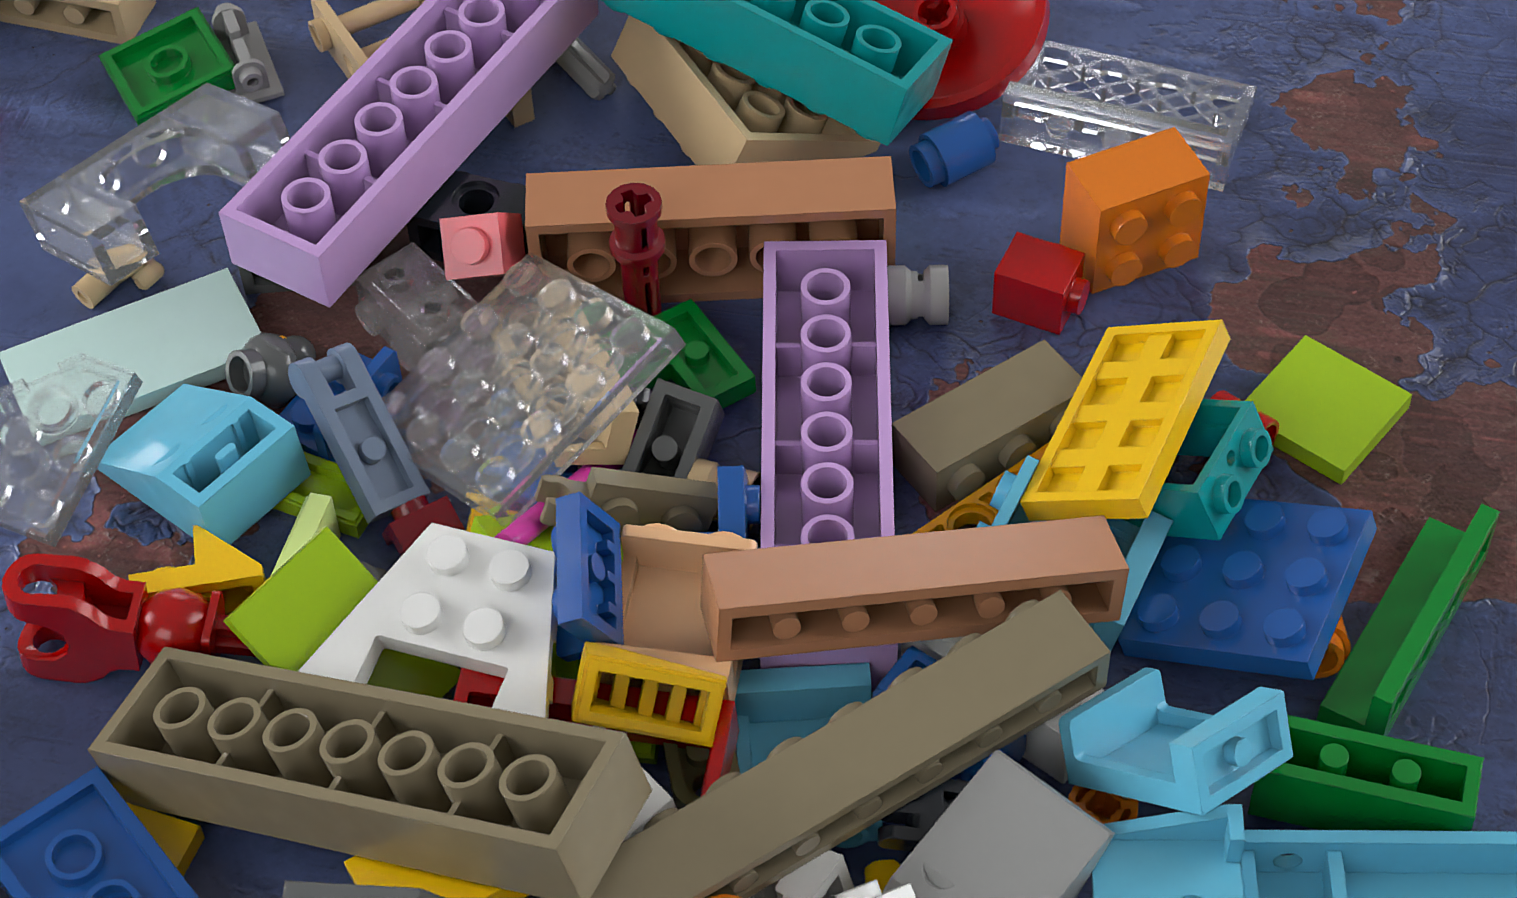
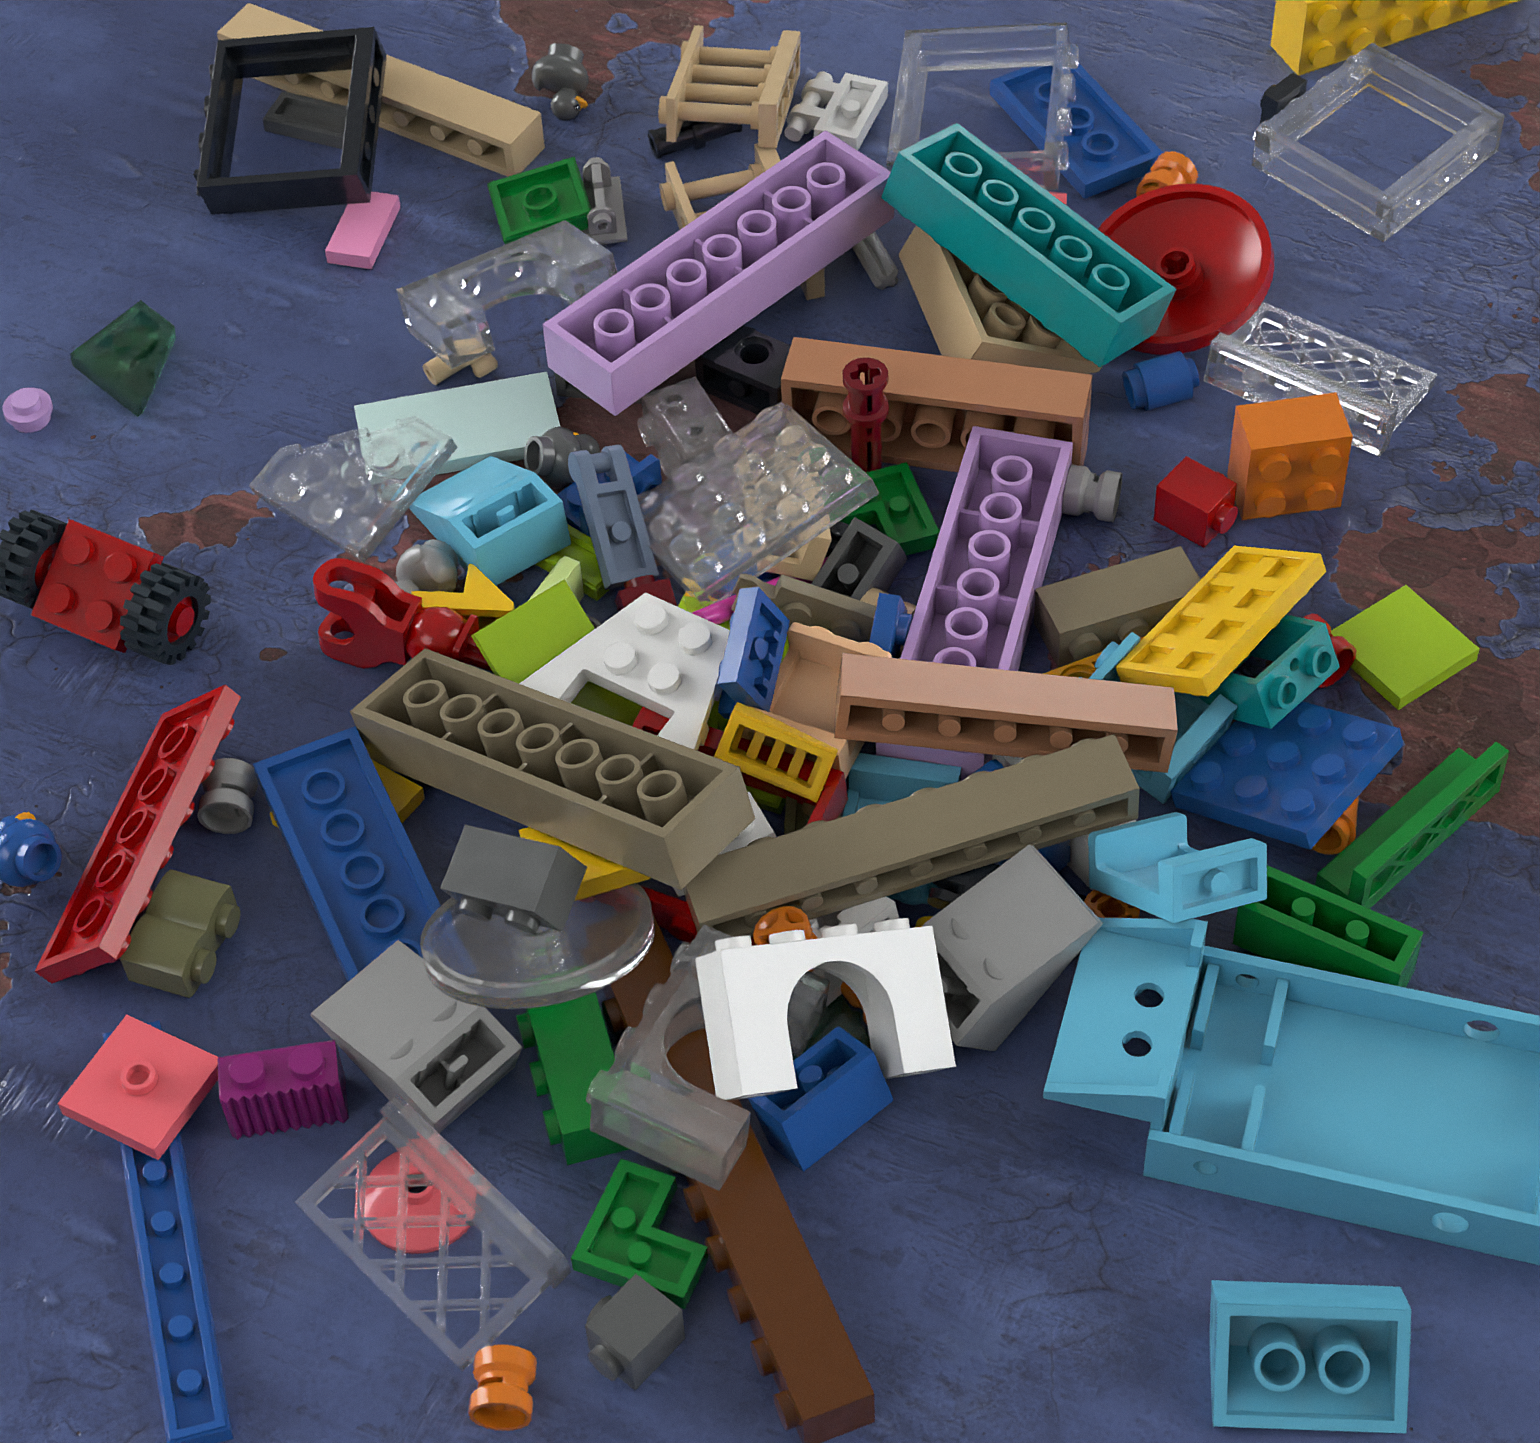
camera: 15 degrees right, 0 degrees up
(140, 541) = (428, 568): none -> light grey animal
(481, 245) = (745, 387): coral brick -> none

